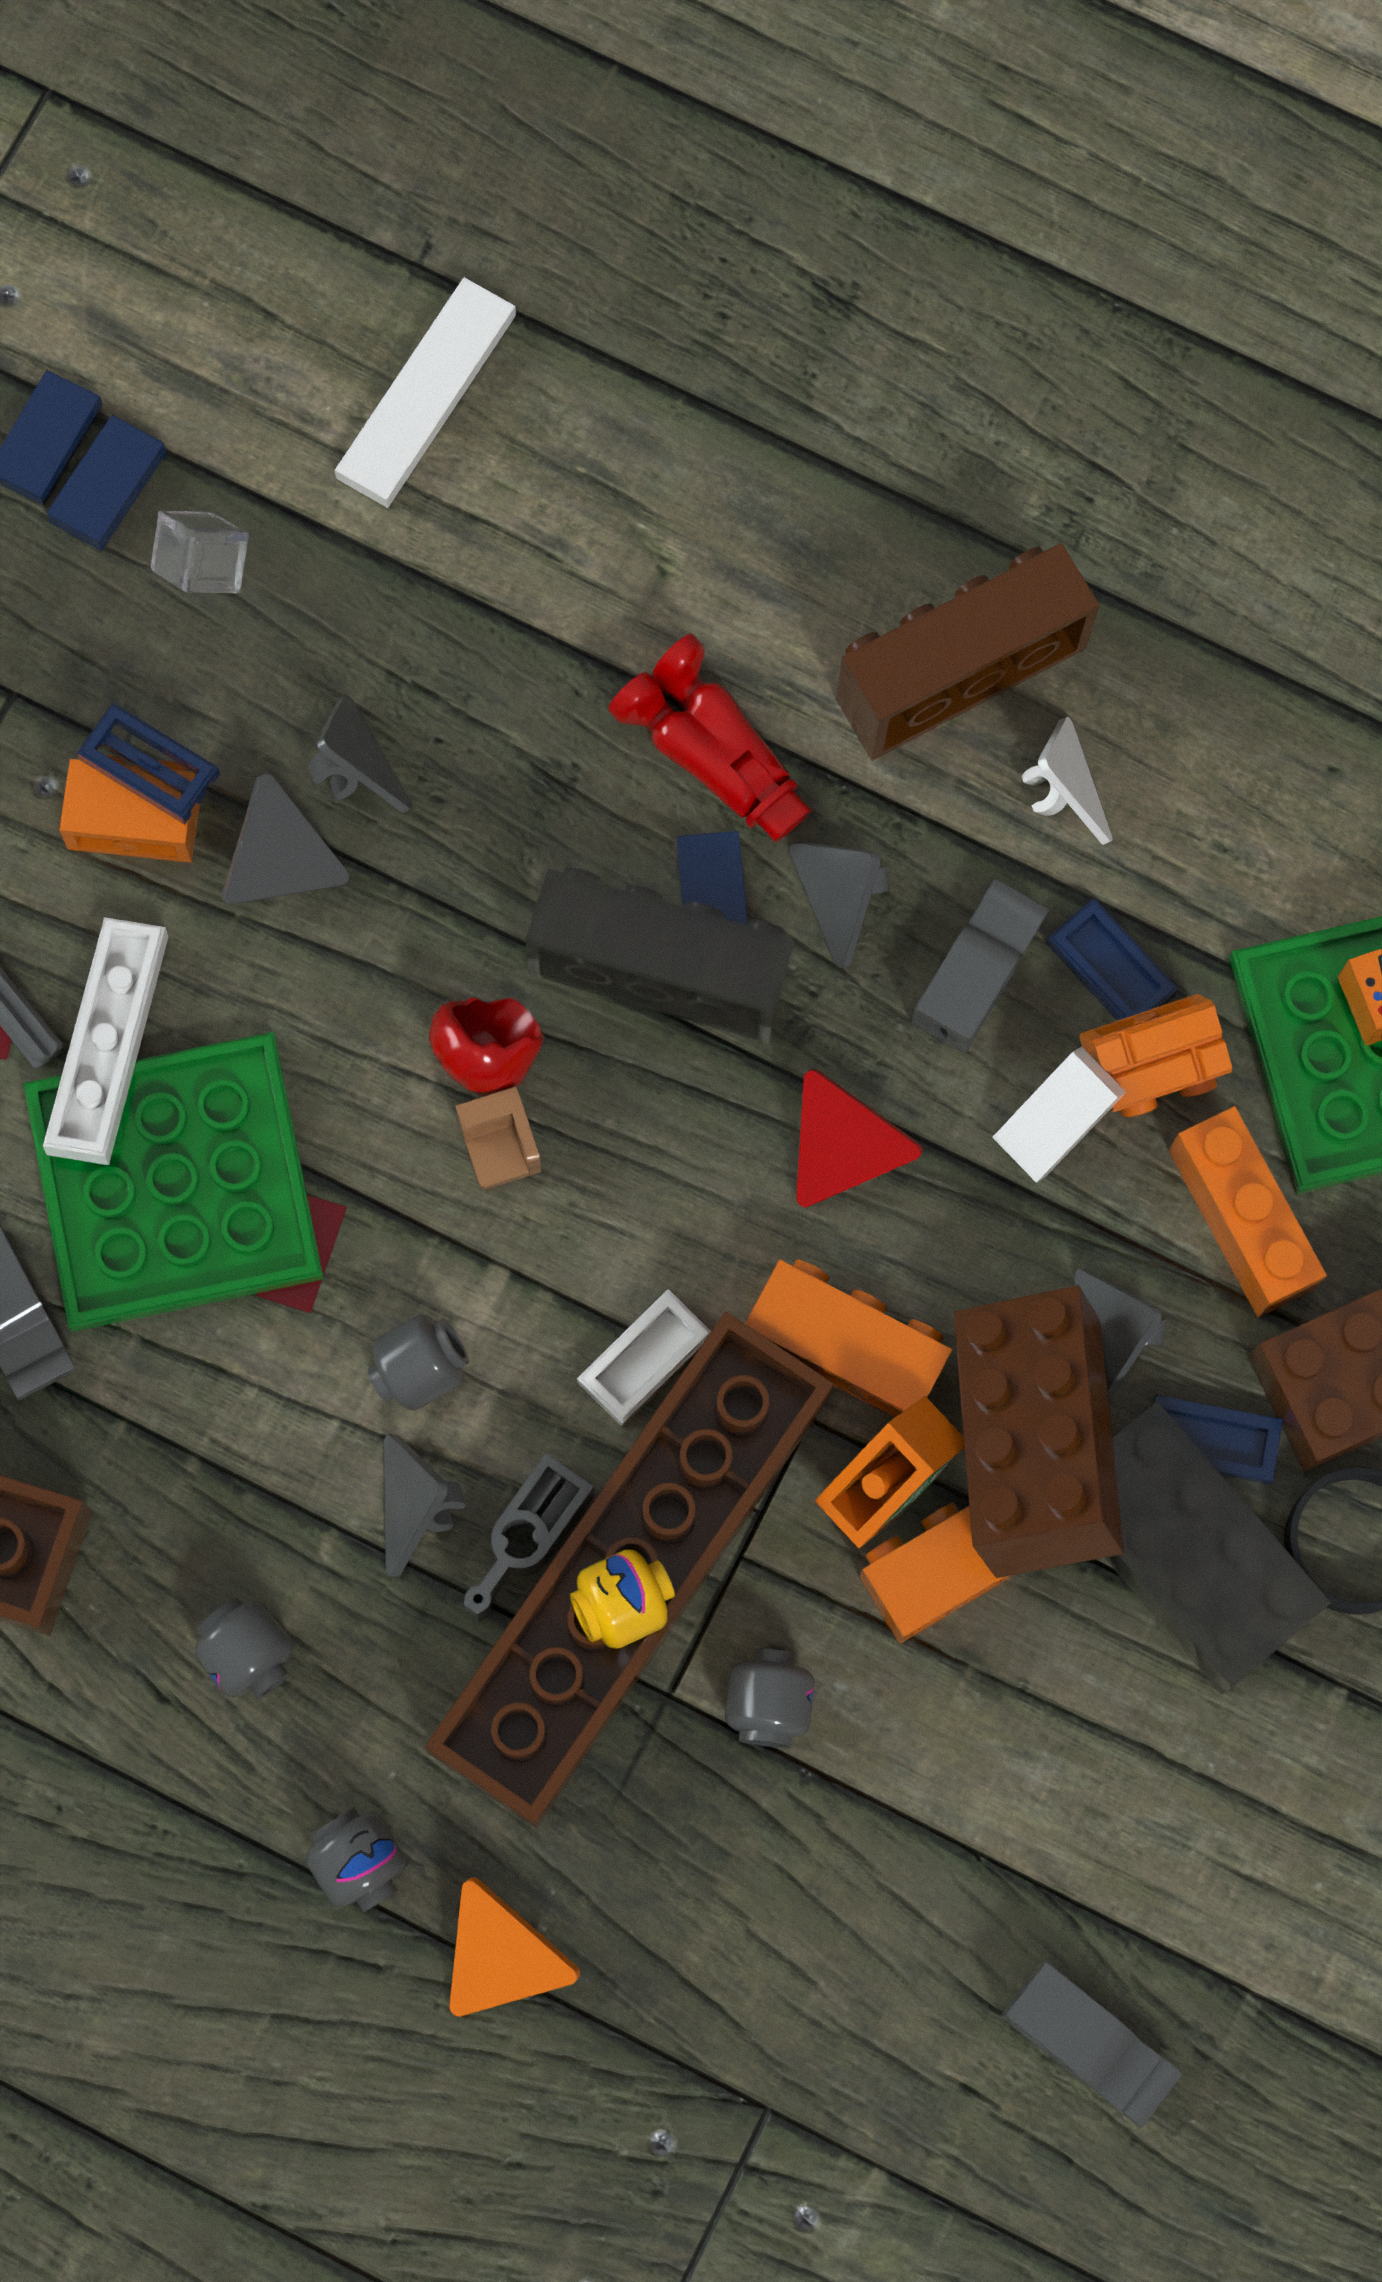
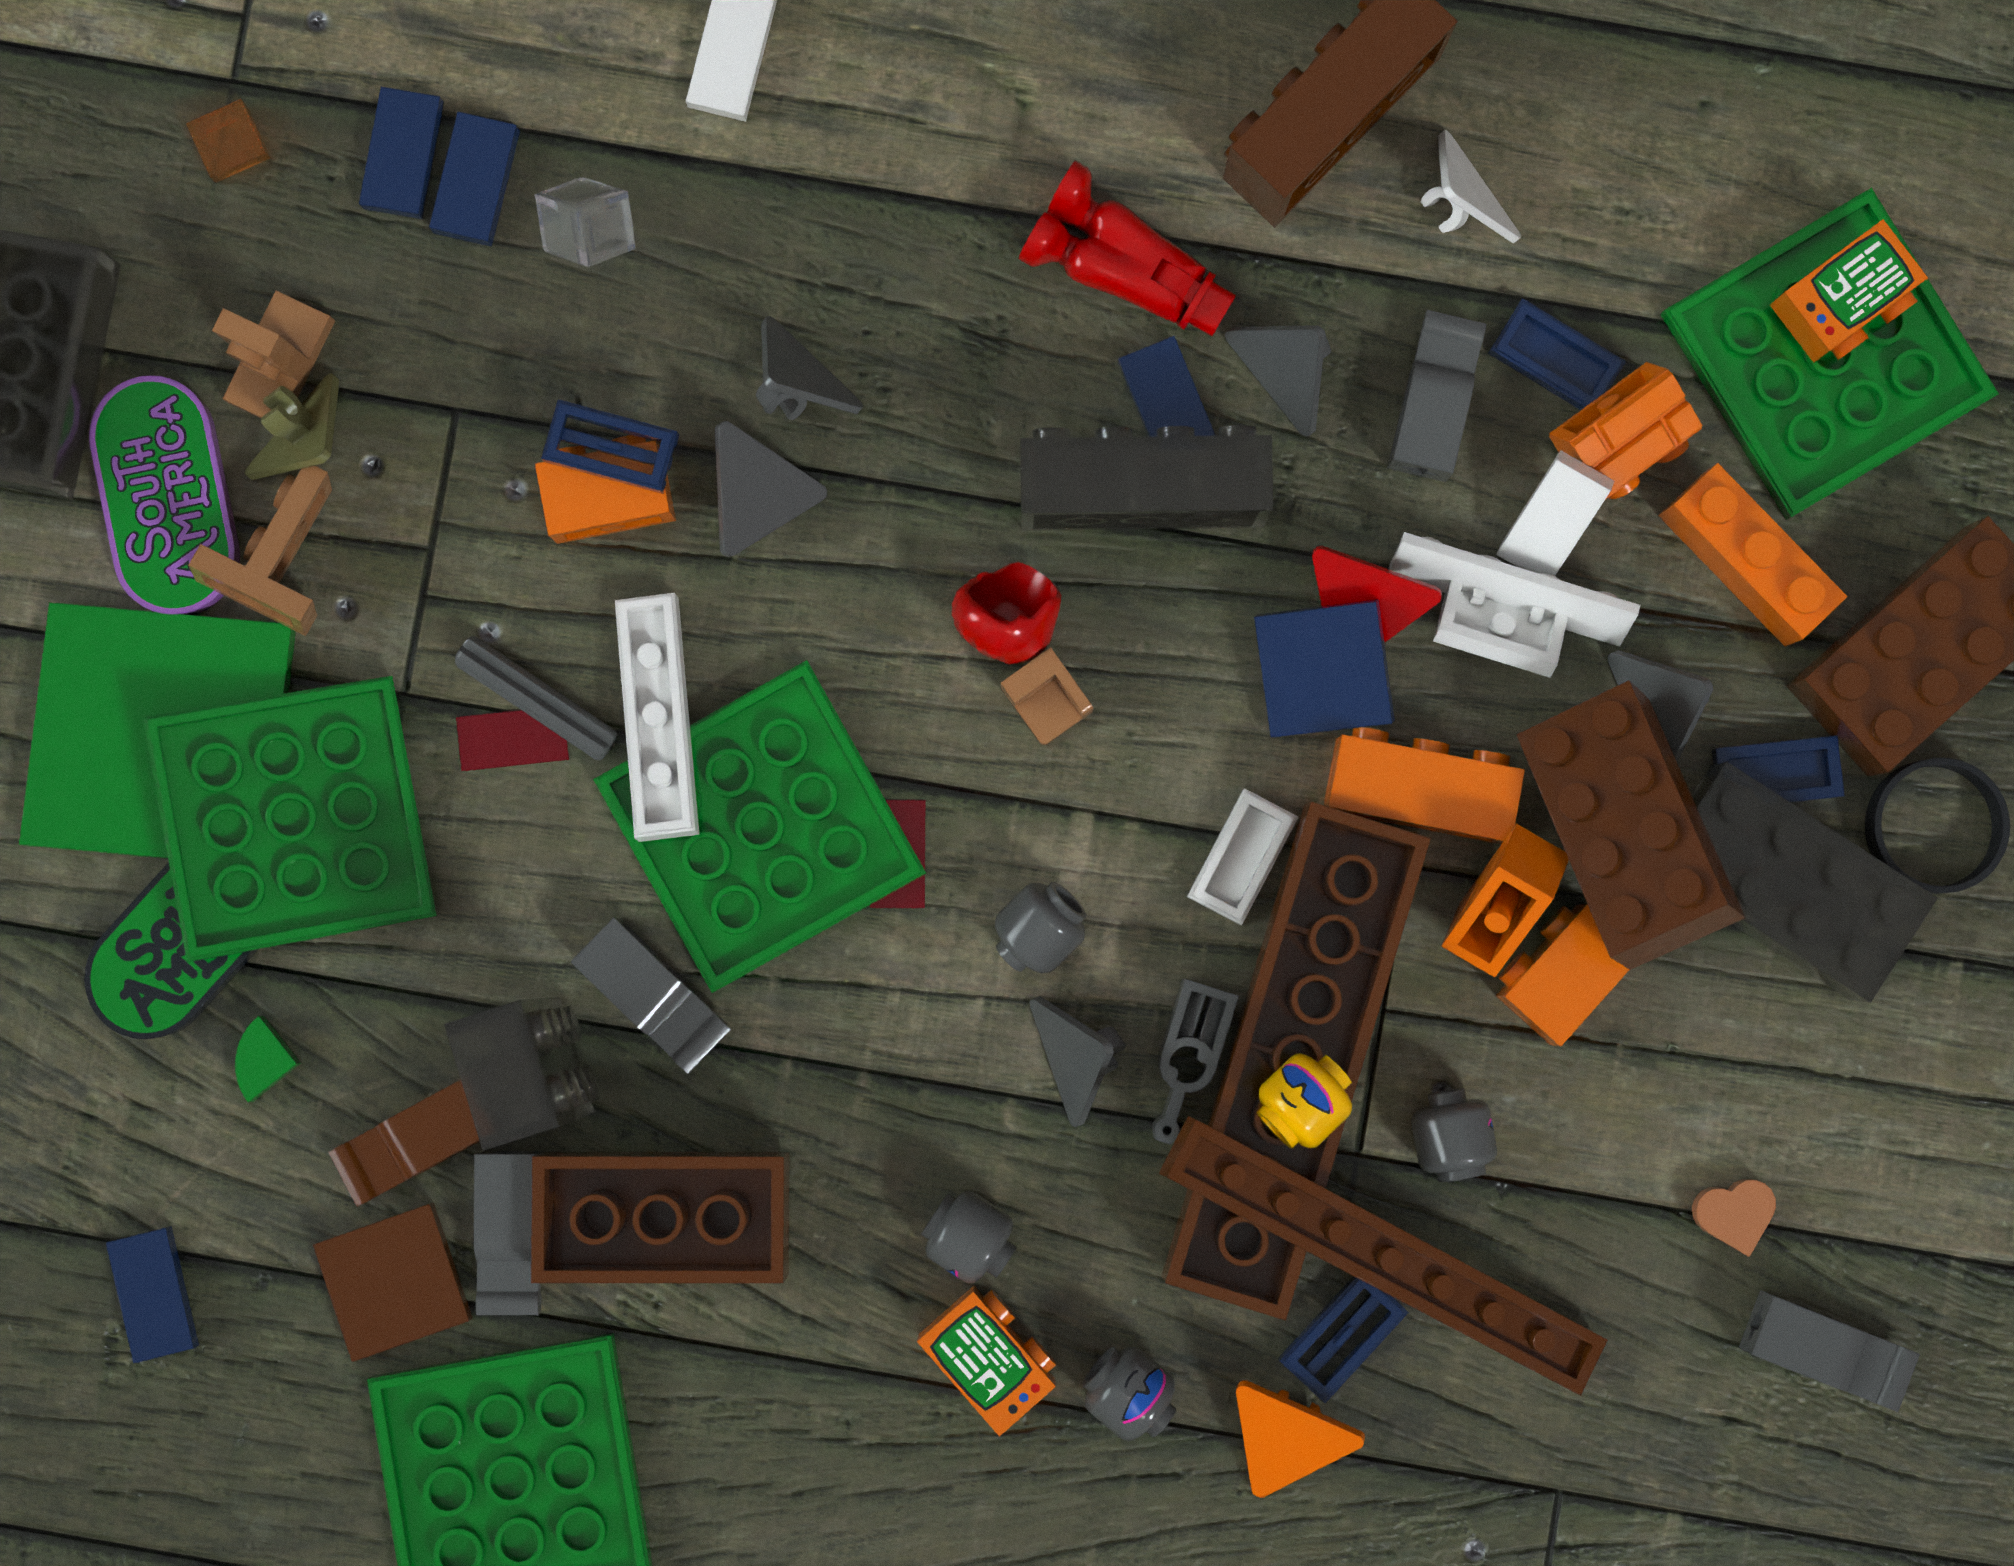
camera: 10 degrees left, 10 degrees up
(222, 1779) = (989, 1359): none -> brick
(643, 1846) = (1358, 1355): none -> dark blue tile
(656, 1789) = (1382, 1255): none -> reddish brown plate
(784, 1193) = (1324, 668): none -> dark blue tile
(987, 1191) = (1508, 609): none -> white bracket
(1036, 1874) = (1735, 1214): none -> nougat tile

